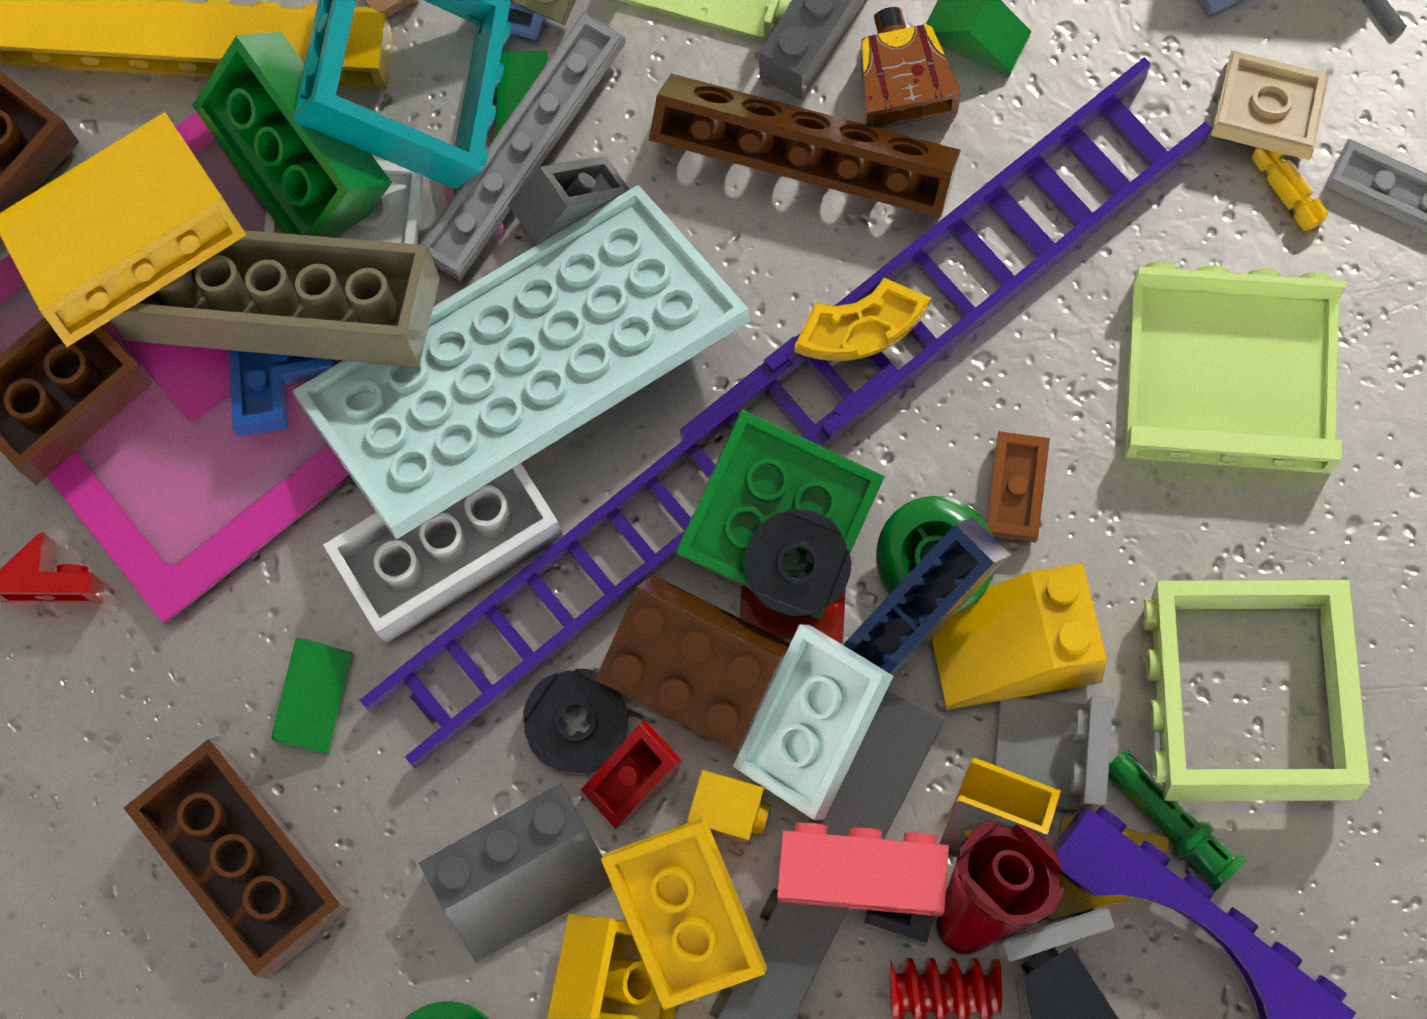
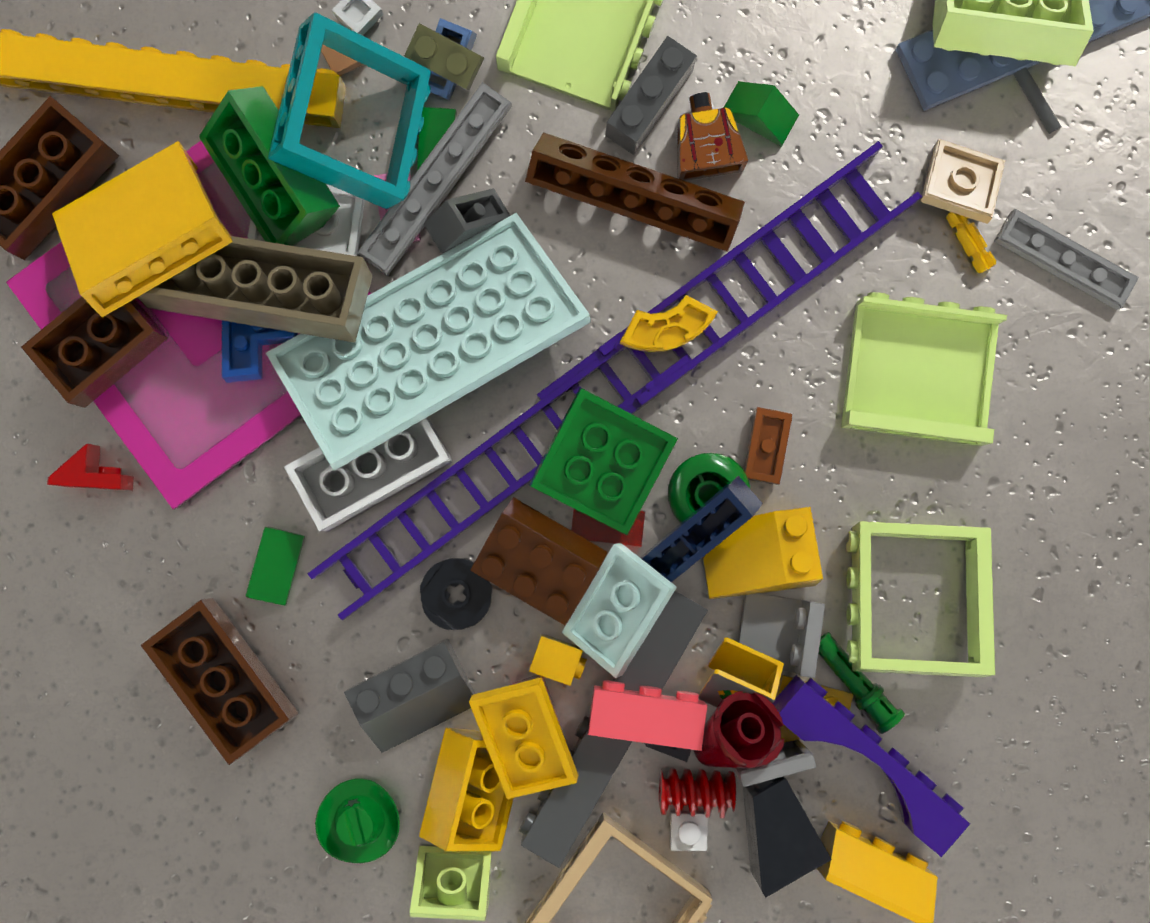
camera: 10 degrees left, 10 degrees up
(632, 775) = (492, 636): red slope -> none
(824, 549) = (620, 518): black plate -> none

